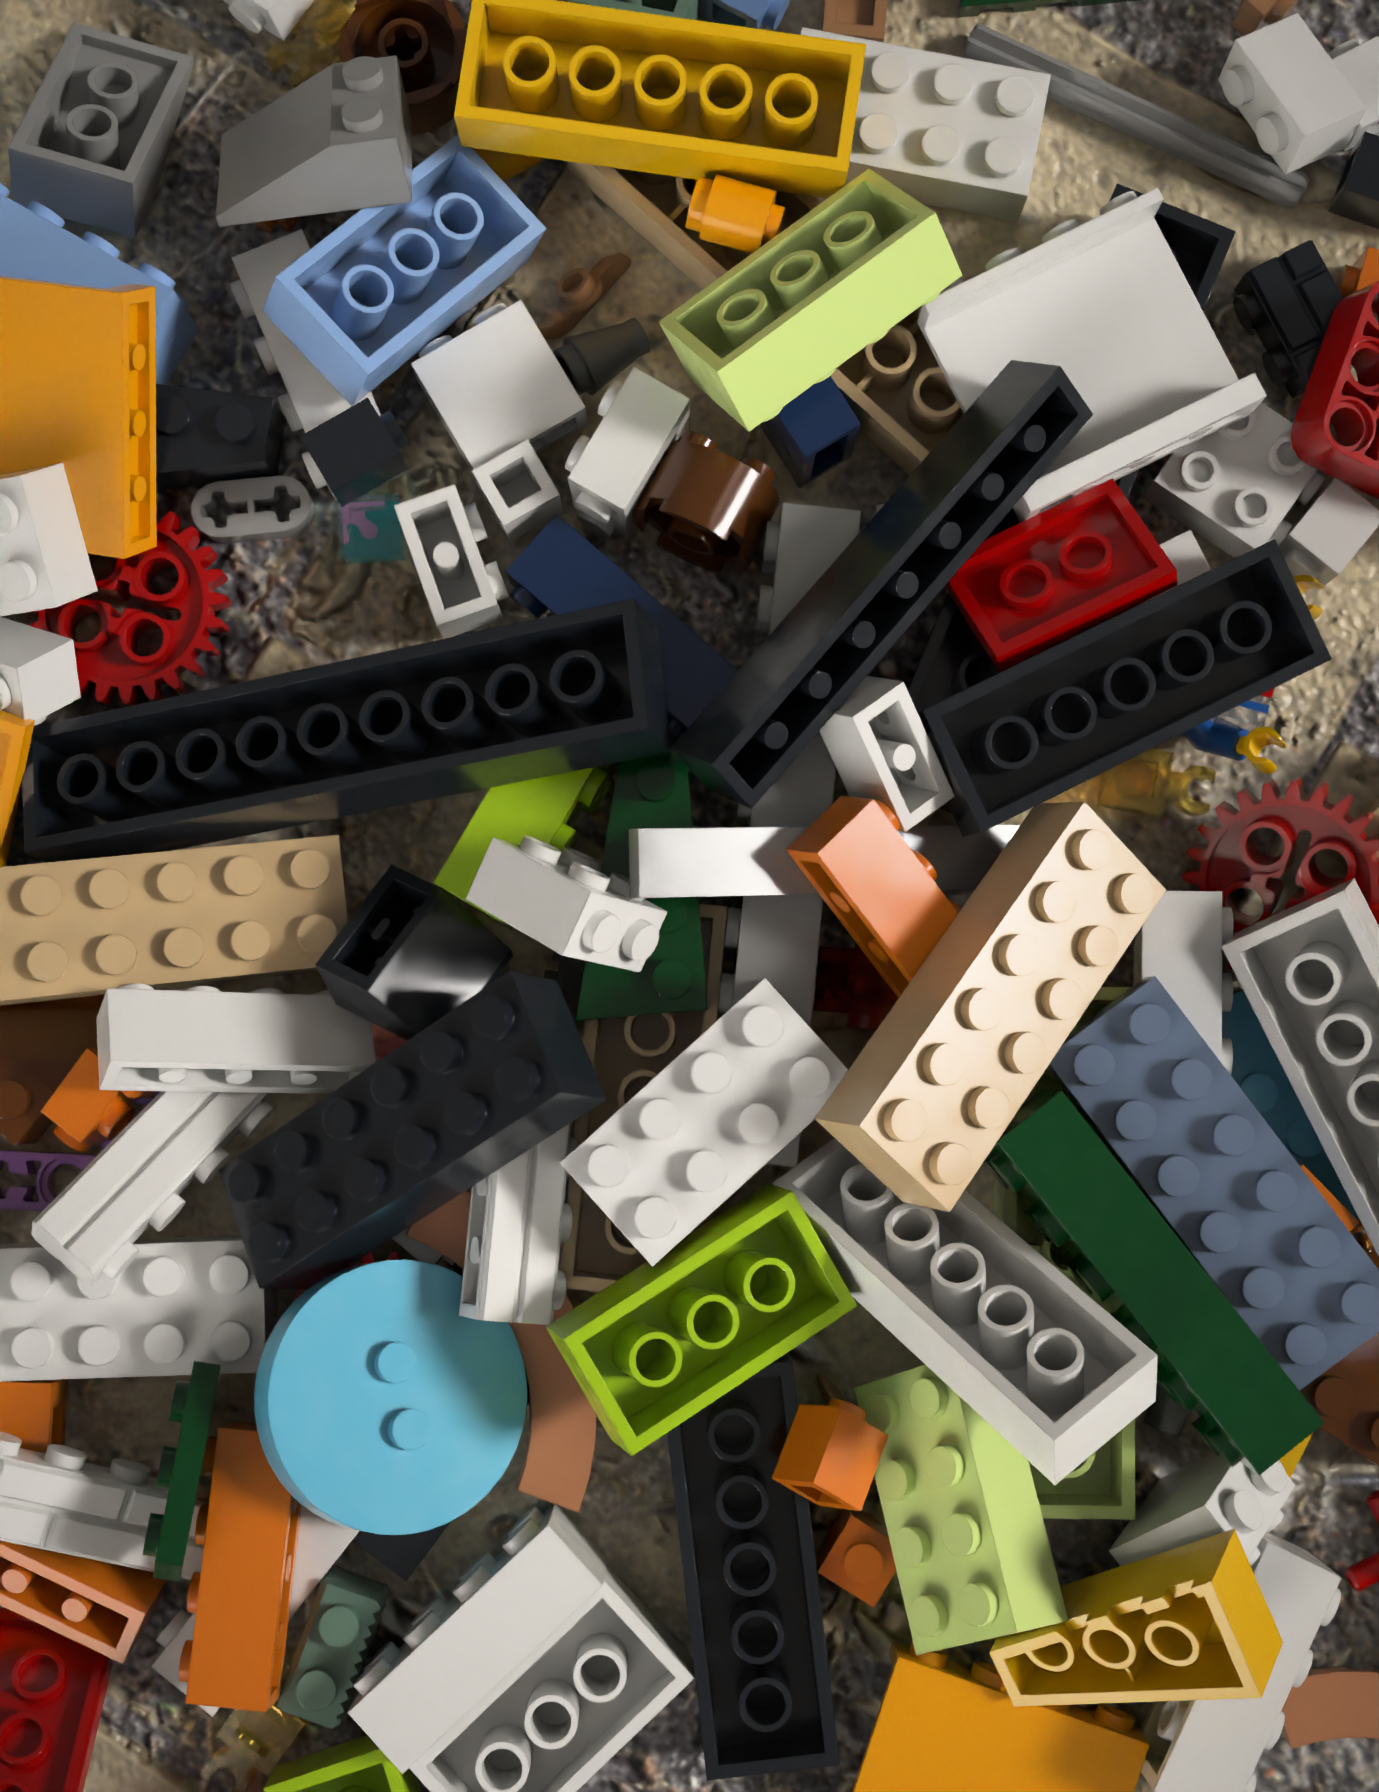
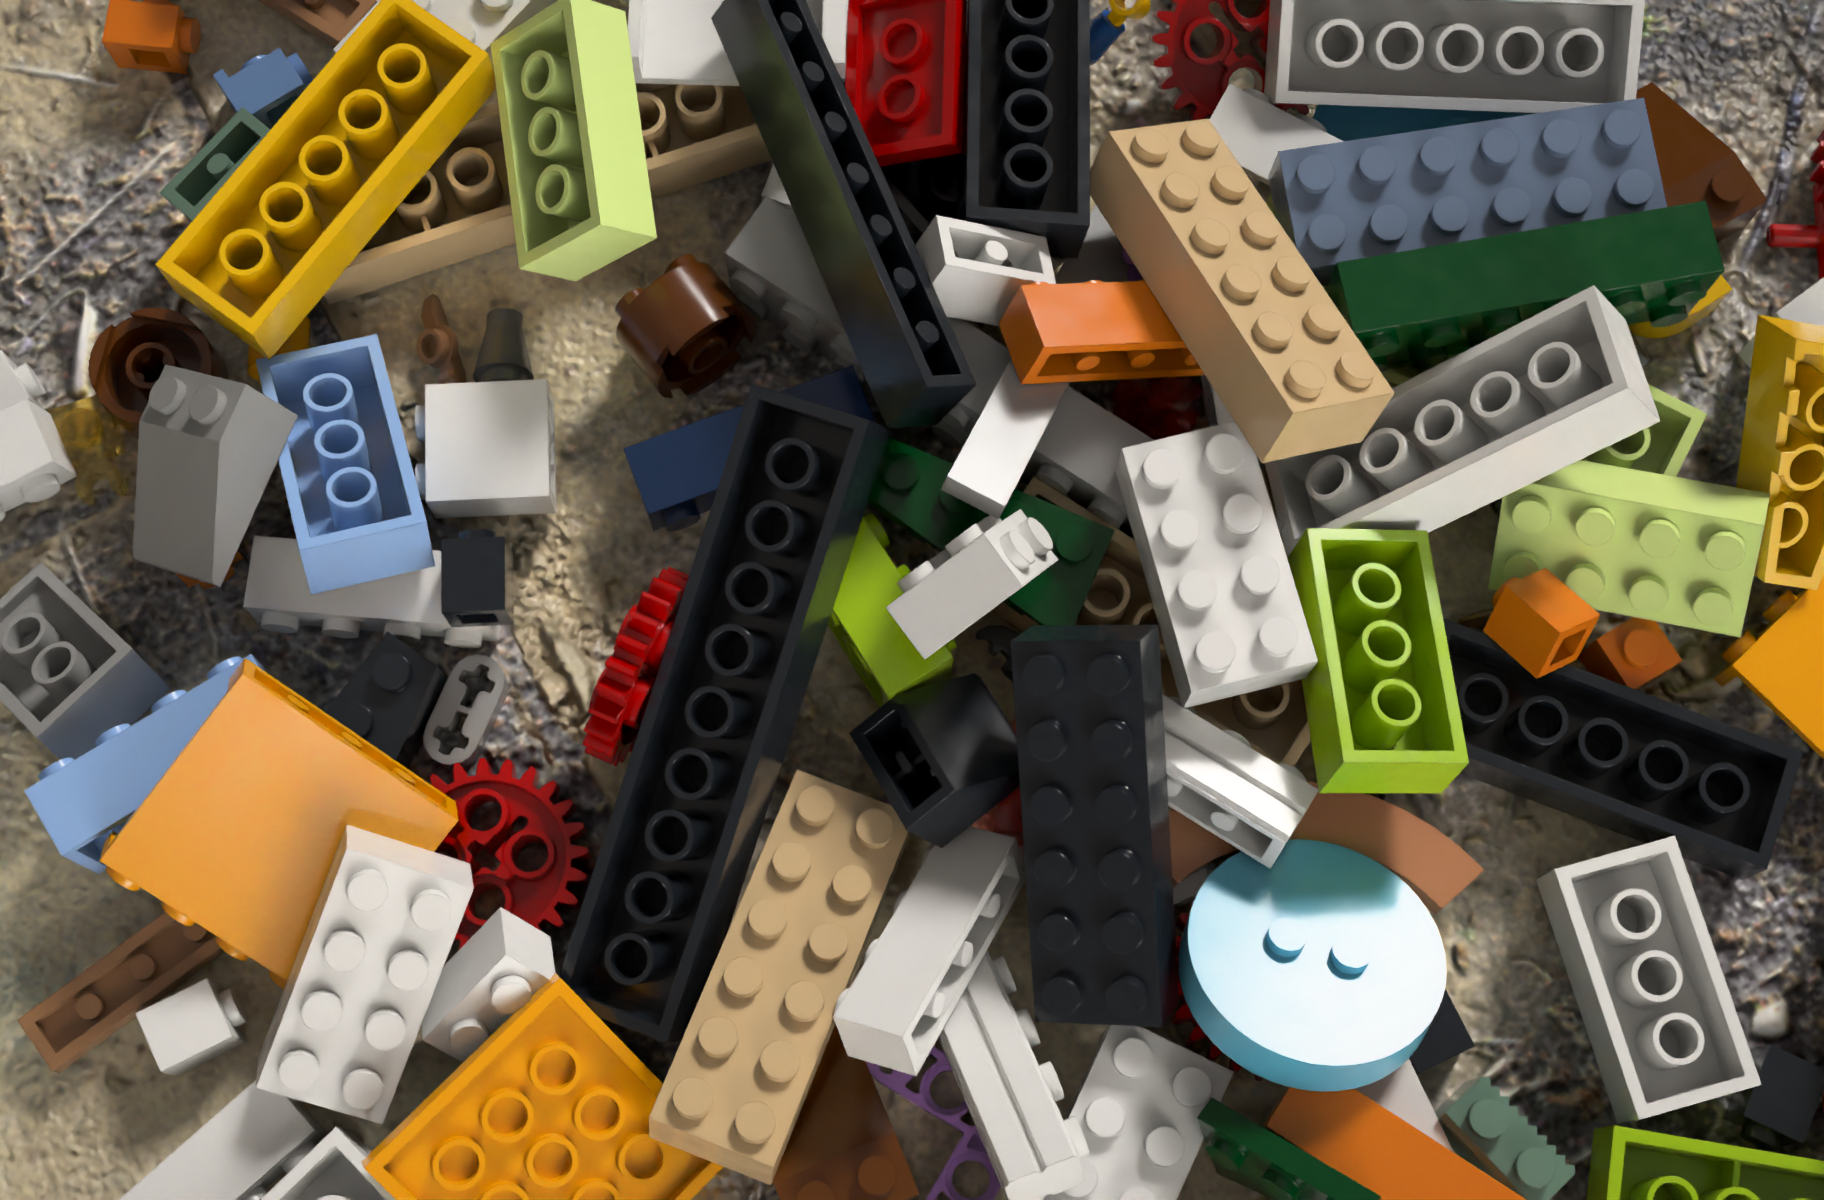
camera: 65 degrees left, 10 degrees down
(84, 1111) = (917, 1107): orange brick -> none
(348, 633) = (623, 686): none -> red gear
(370, 530) = (540, 622): clear light blue tile -> none
(449, 562) = (605, 559): white brick -> none
(479, 1636) = (1550, 1004): white brick -> none
(518, 490) = (582, 475): white brick -> none
(624, 451) = (606, 365): white brick -> none
(734, 213) = (462, 169): light orange brick -> none
(813, 432) = (676, 214): dark blue brick -> none
(1147, 783) = (1110, 104): clear yellow plate -> none
(1205, 1502) = (1718, 354): white brick -> none

